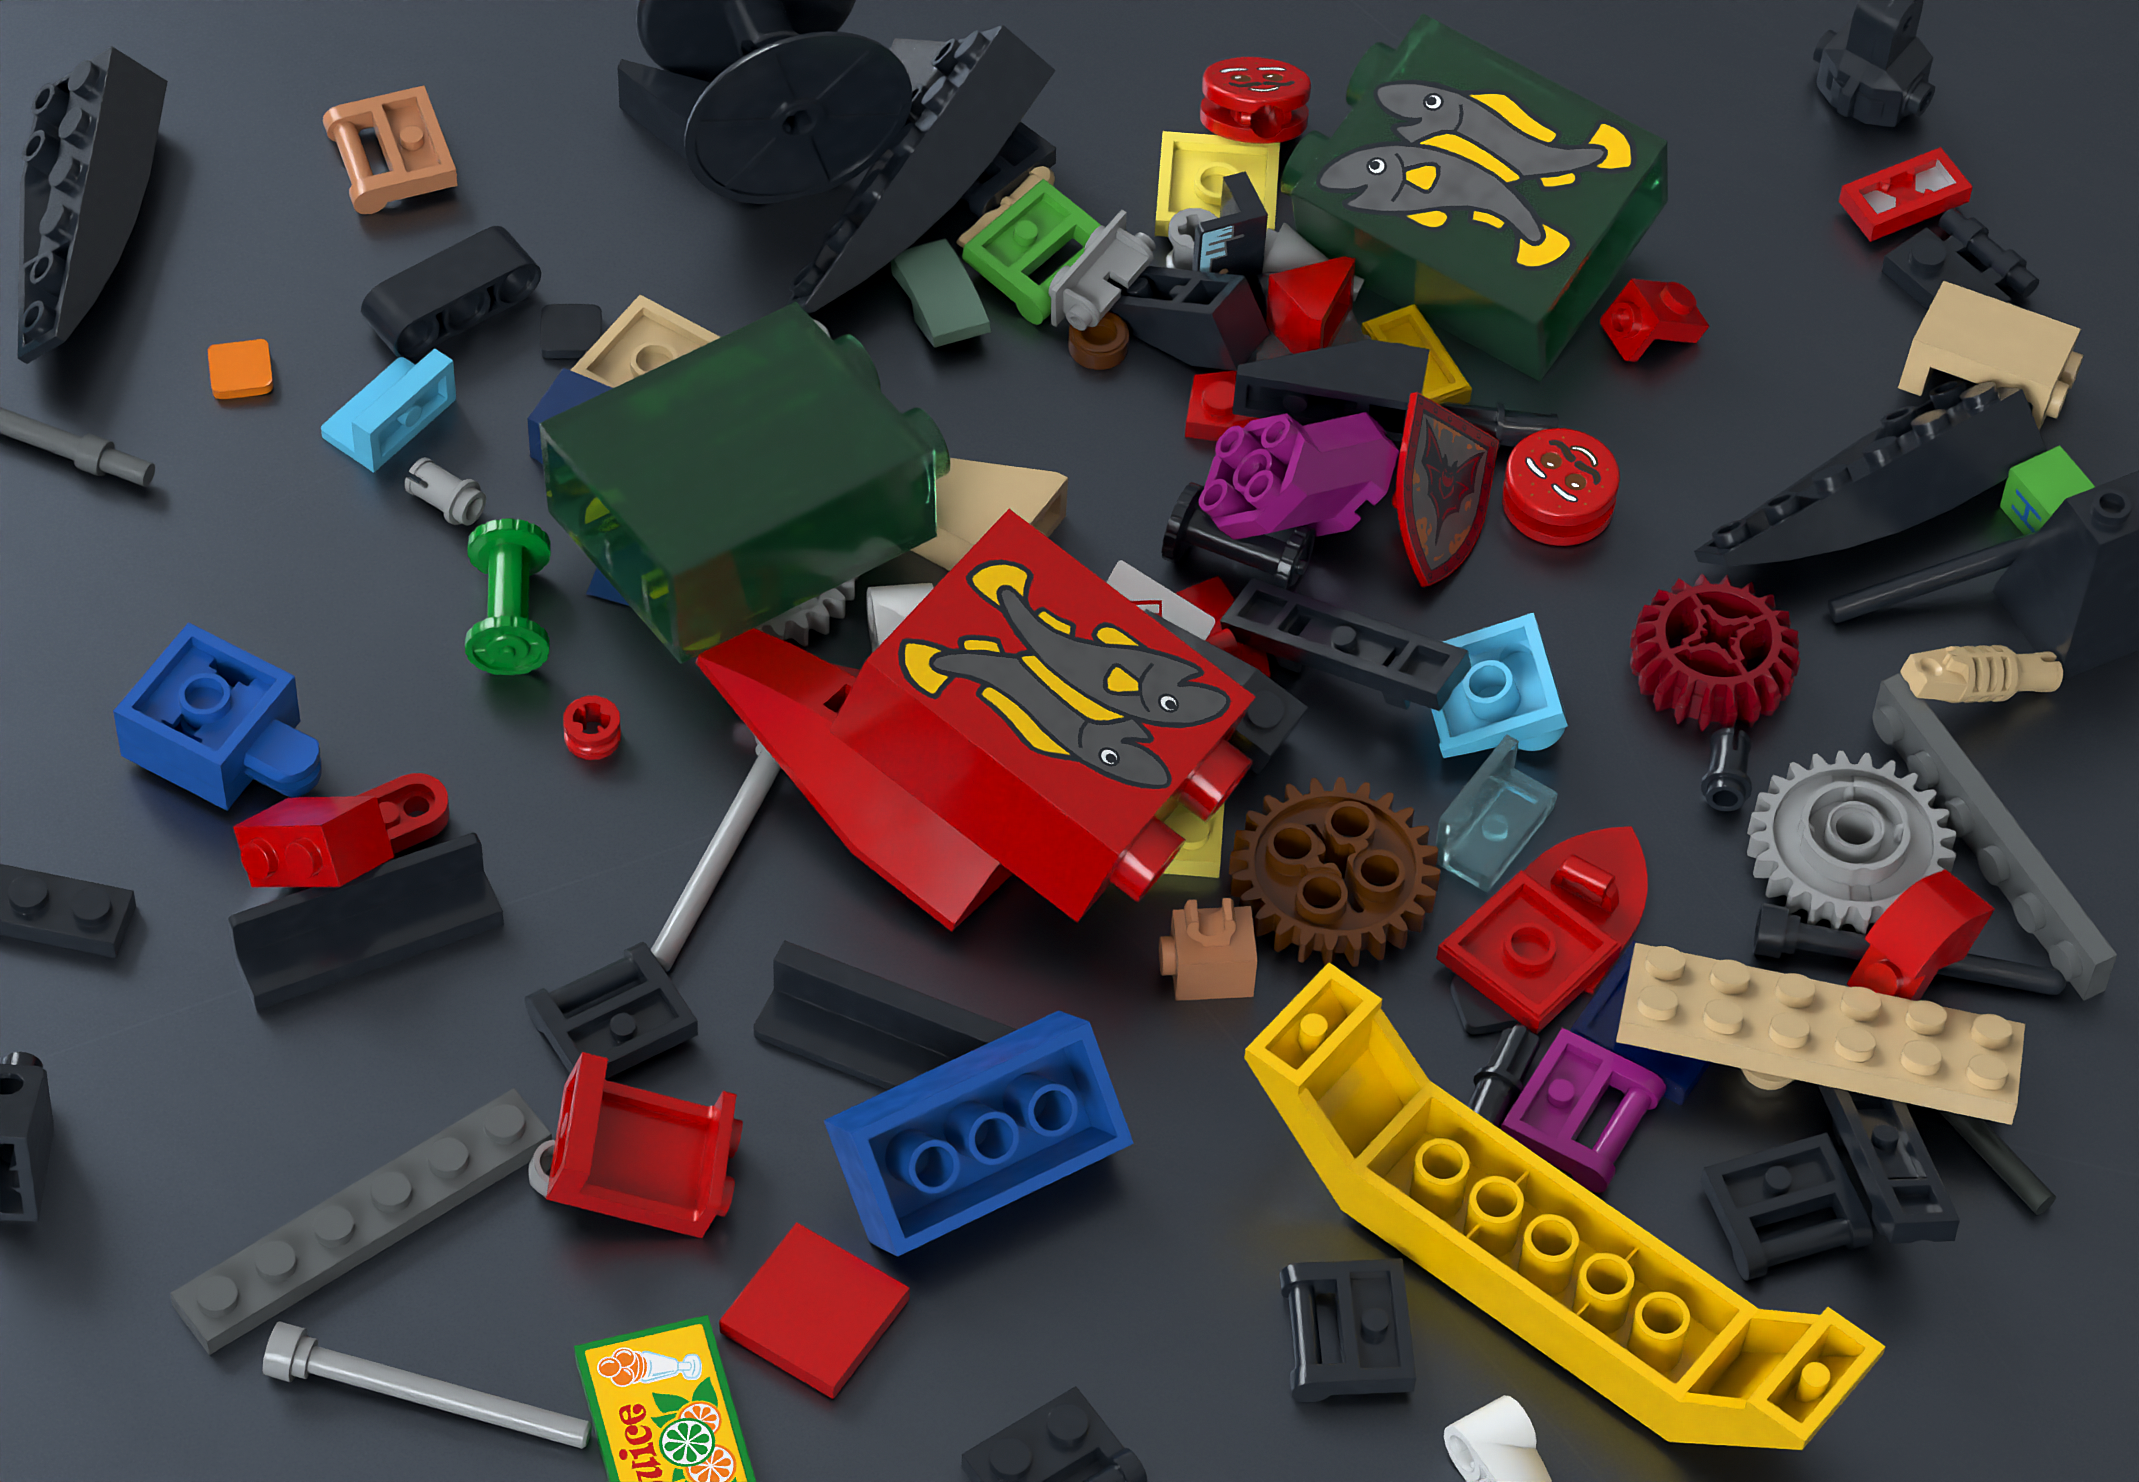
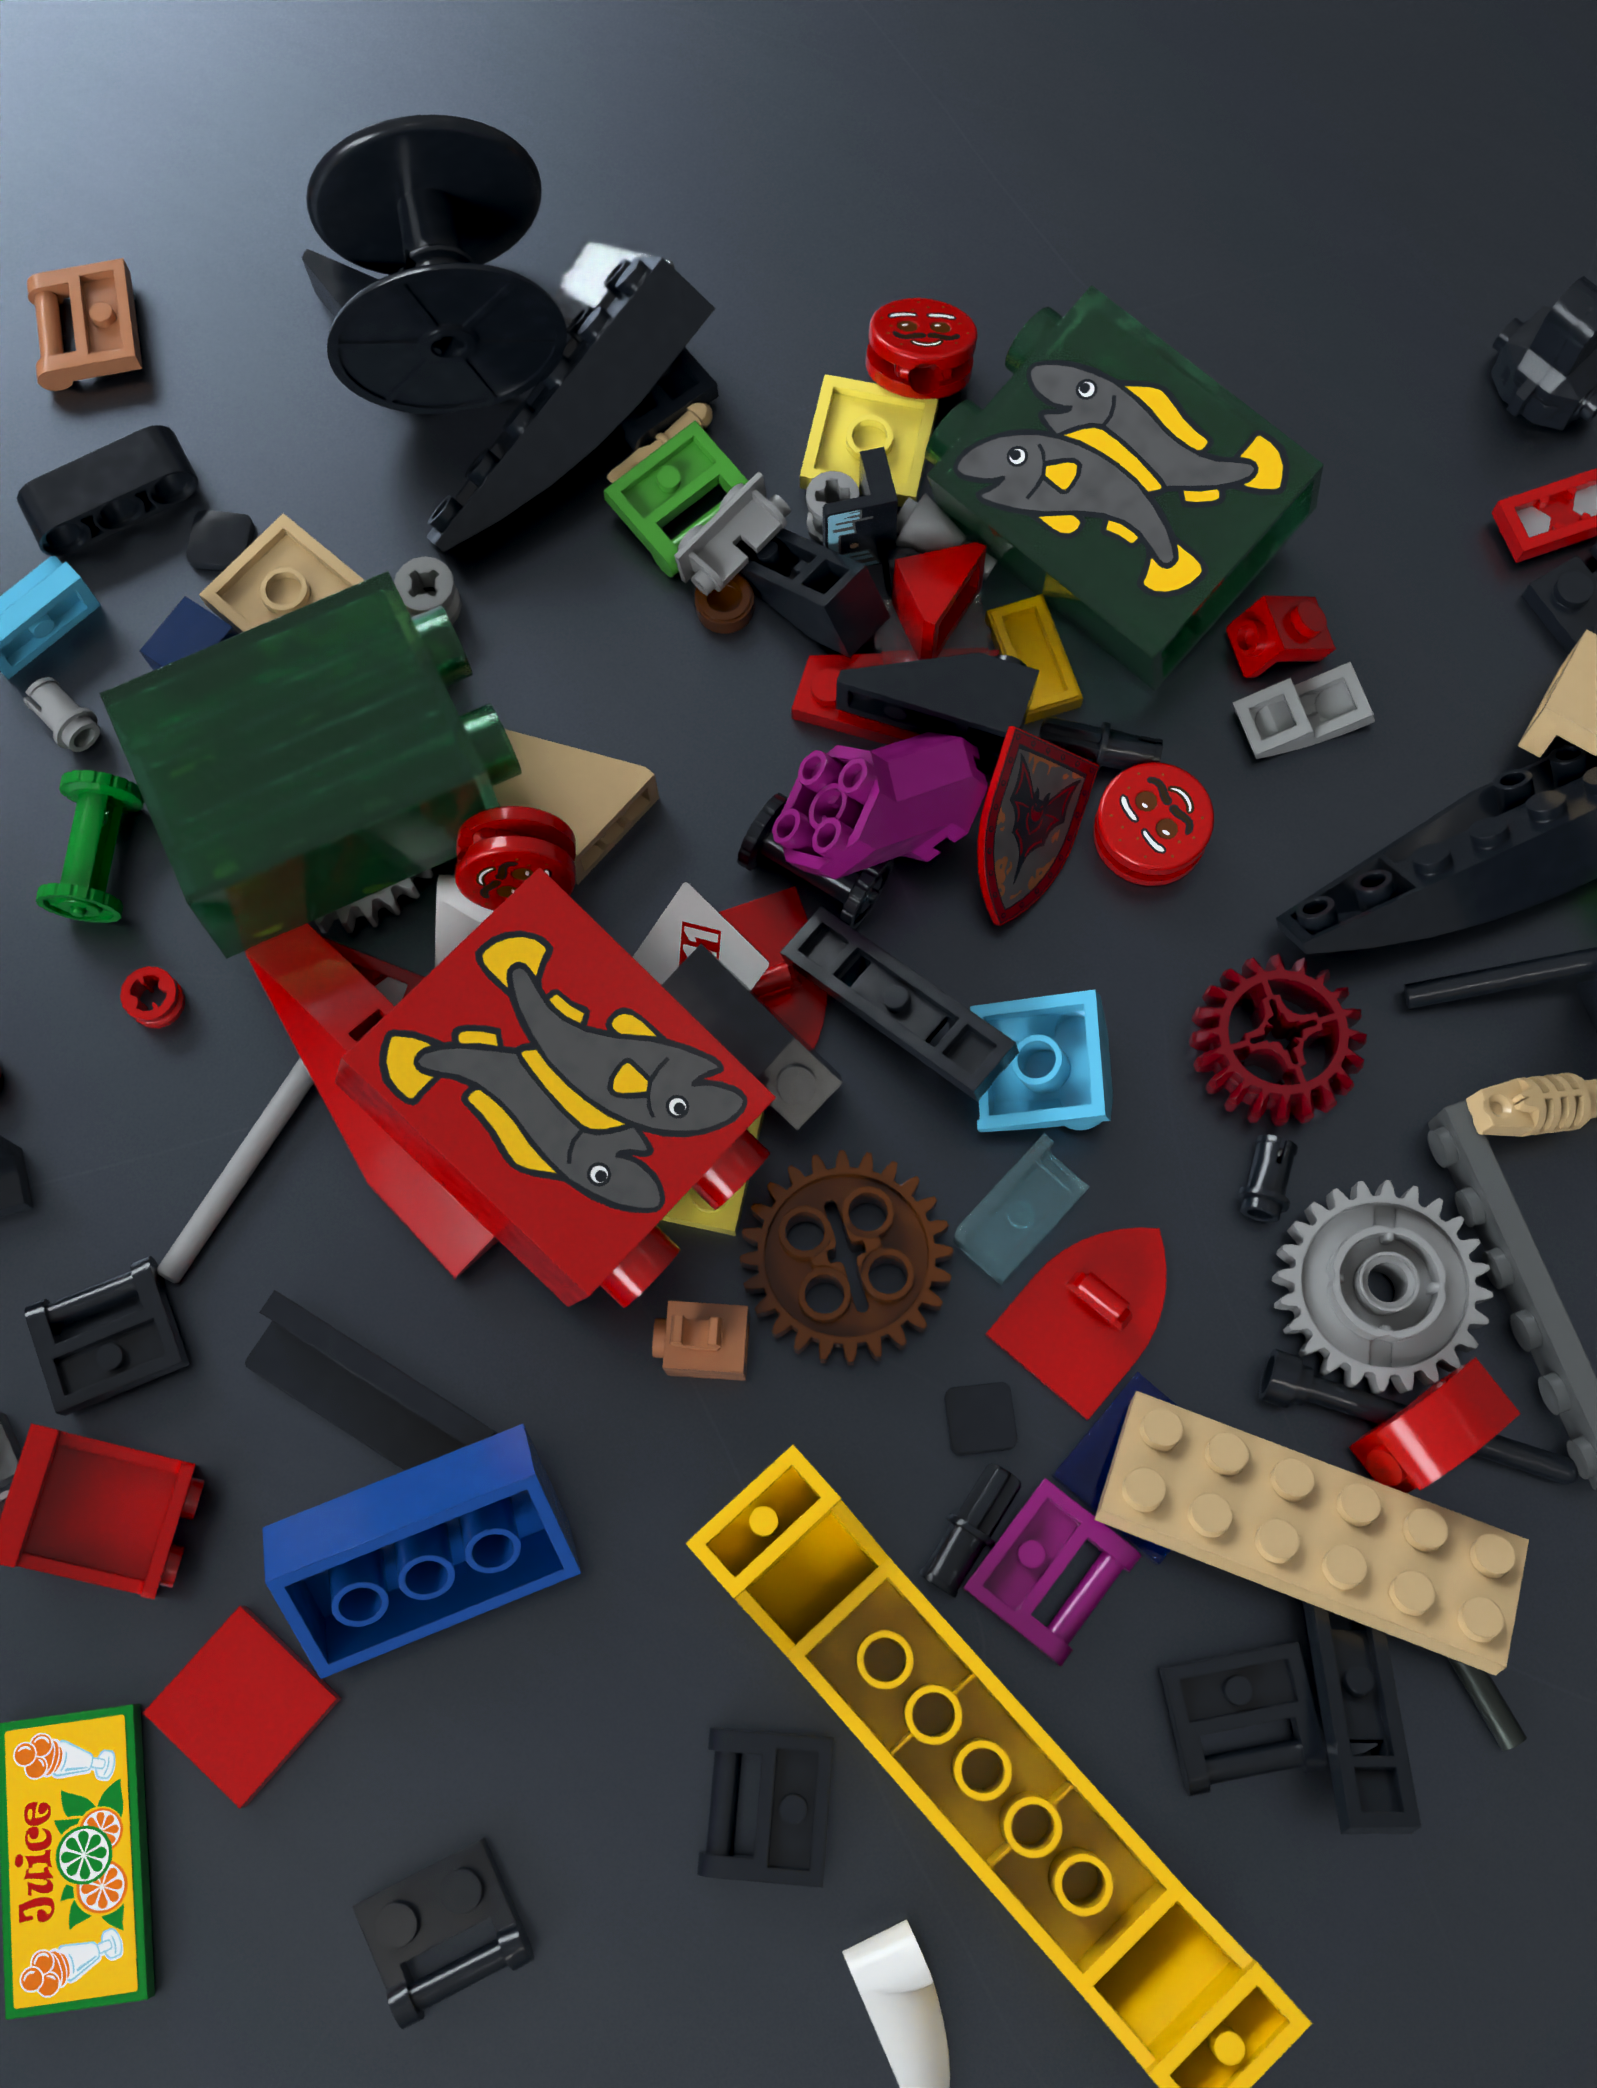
camera: 15 degrees right, 20 degrees up
(940, 532) = (506, 846): none -> red head
(941, 293) = (577, 537): sand green slope -> none
(1528, 951) = (1028, 1374): red tile -> none
(1684, 388) = (1305, 713): none -> light grey slope

